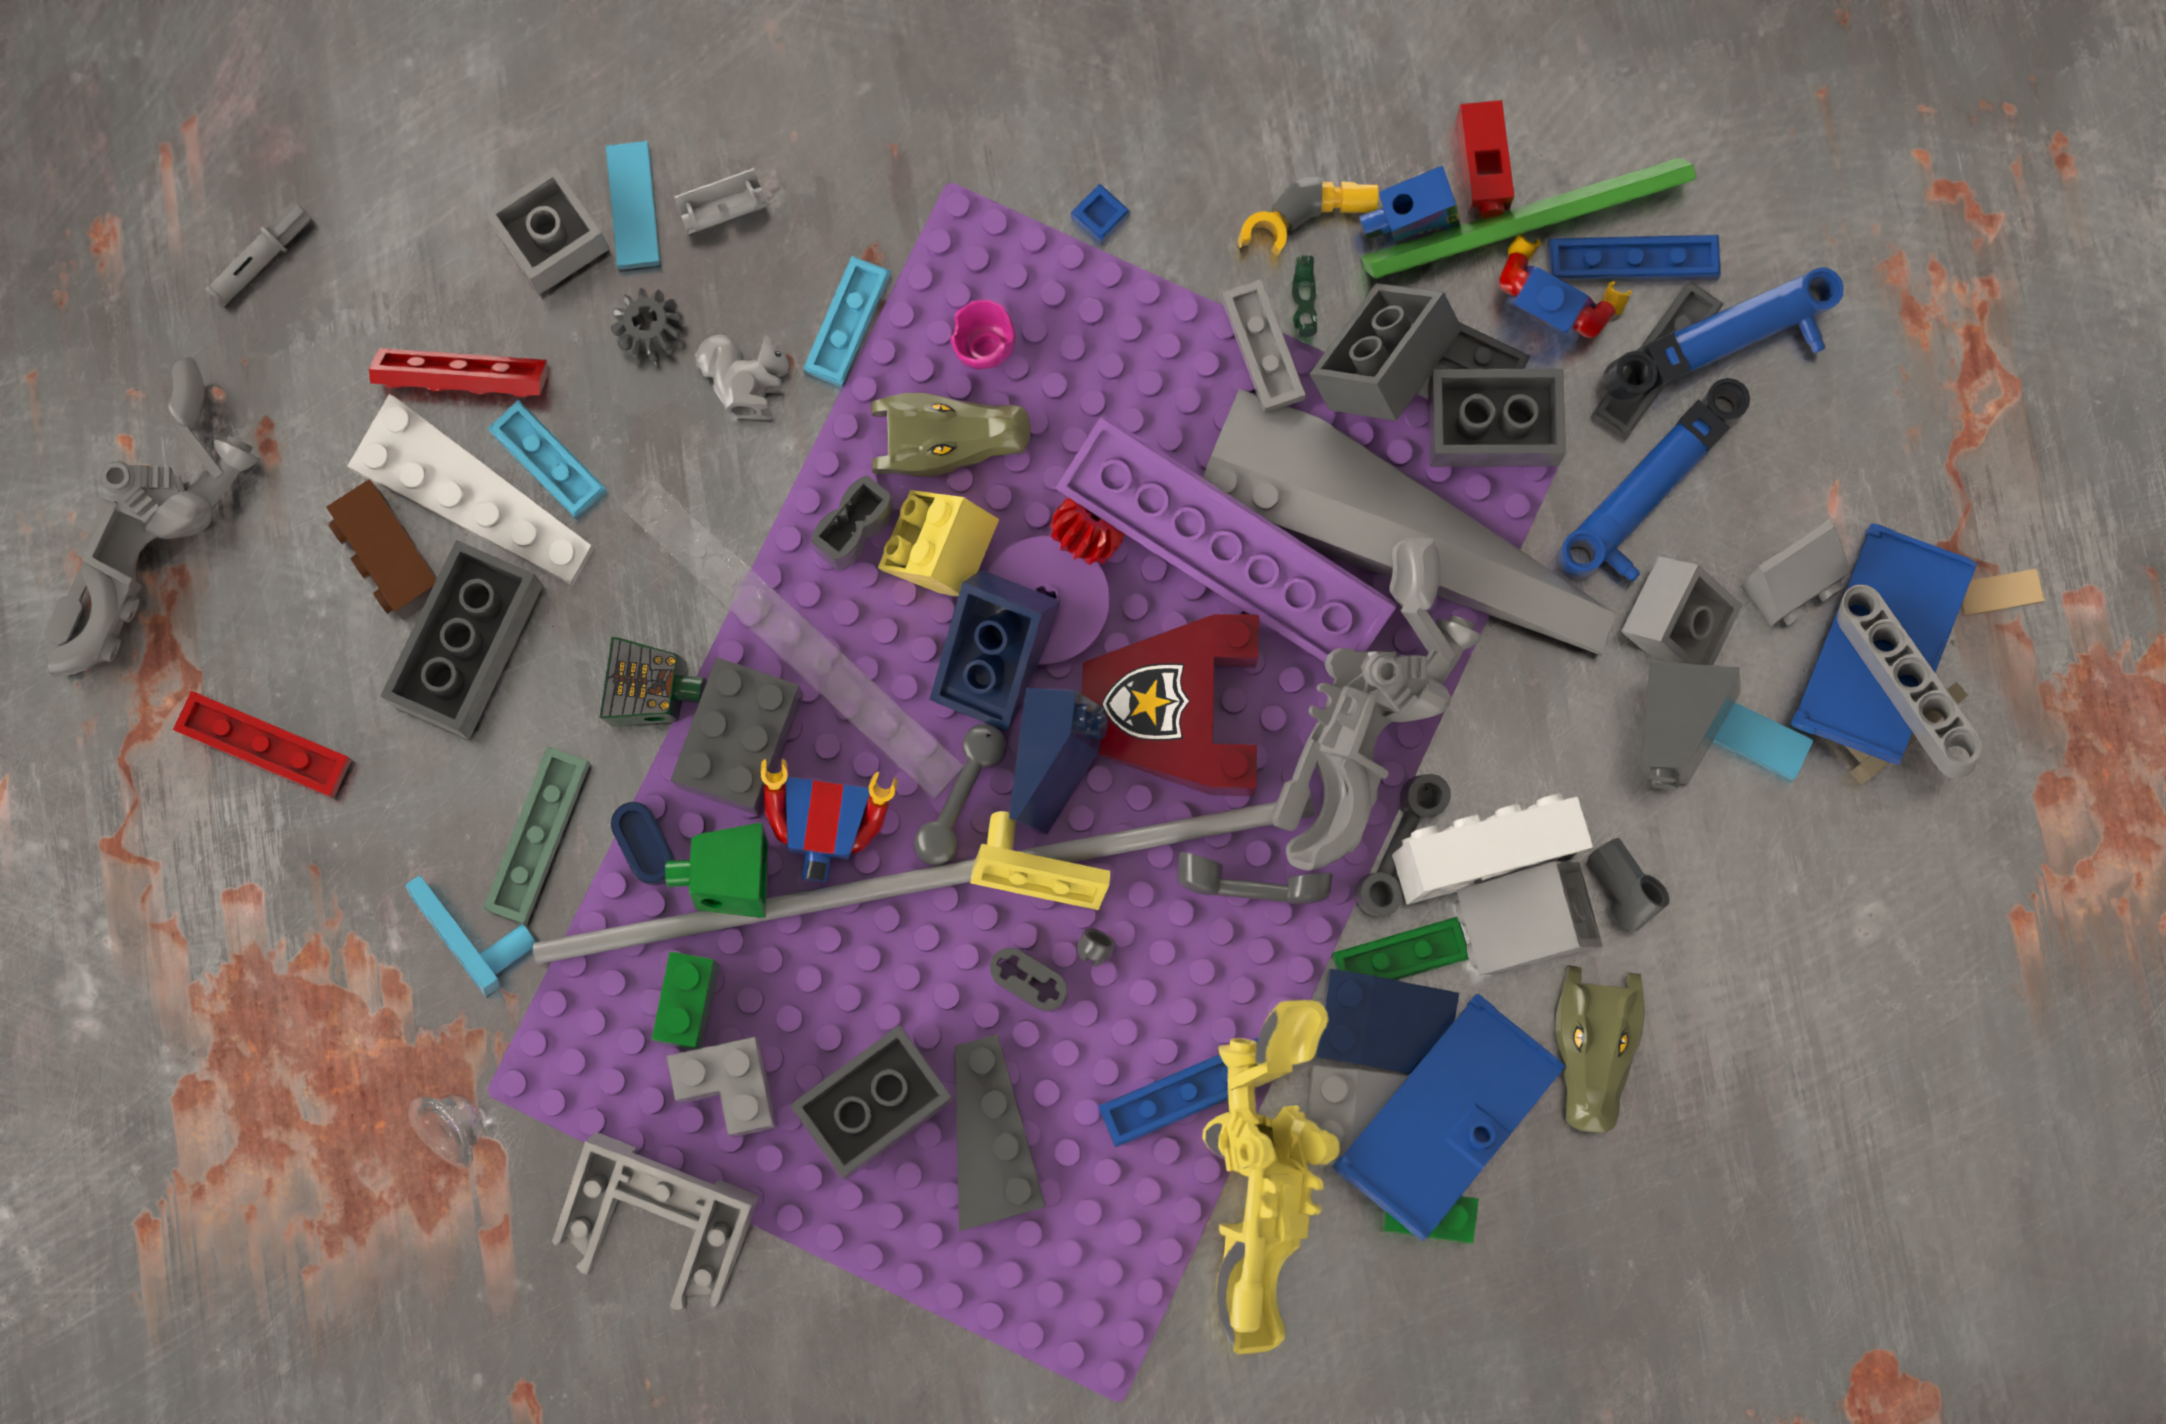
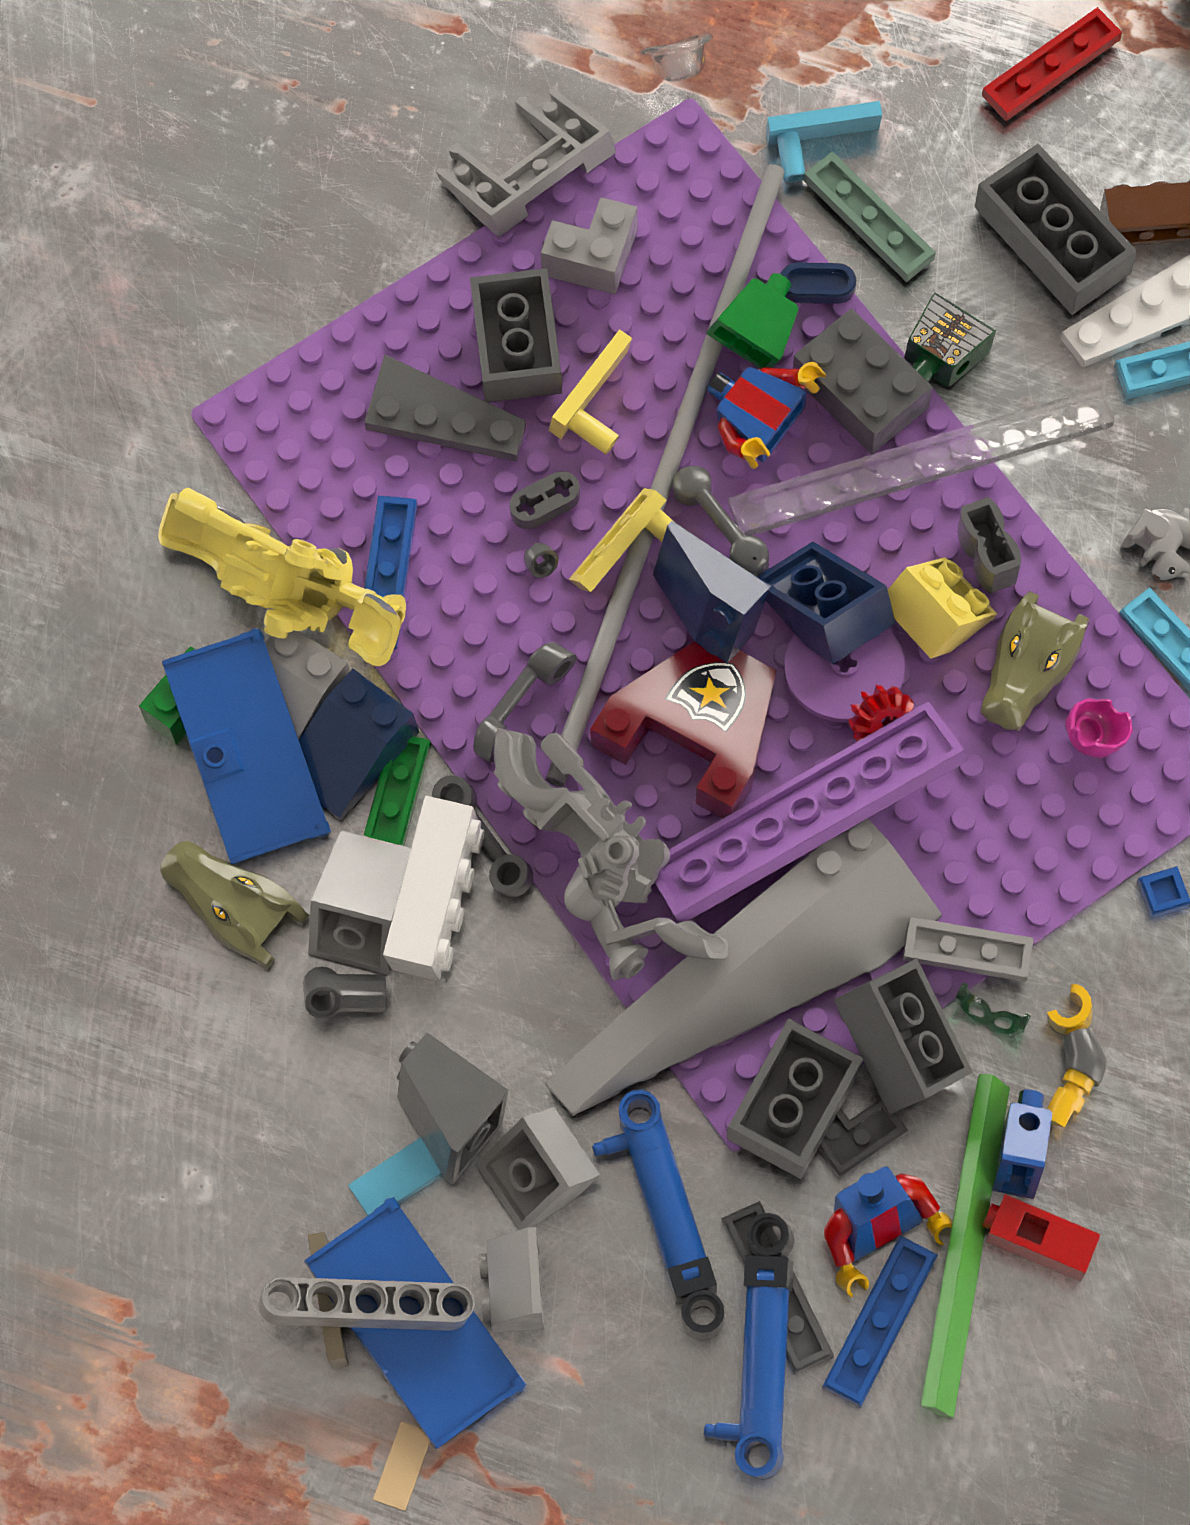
camera: 120 degrees right, 10 degrees down
(685, 1001) = (674, 248): green brick -> none
(923, 1004) = (572, 413): none -> light yellow piece

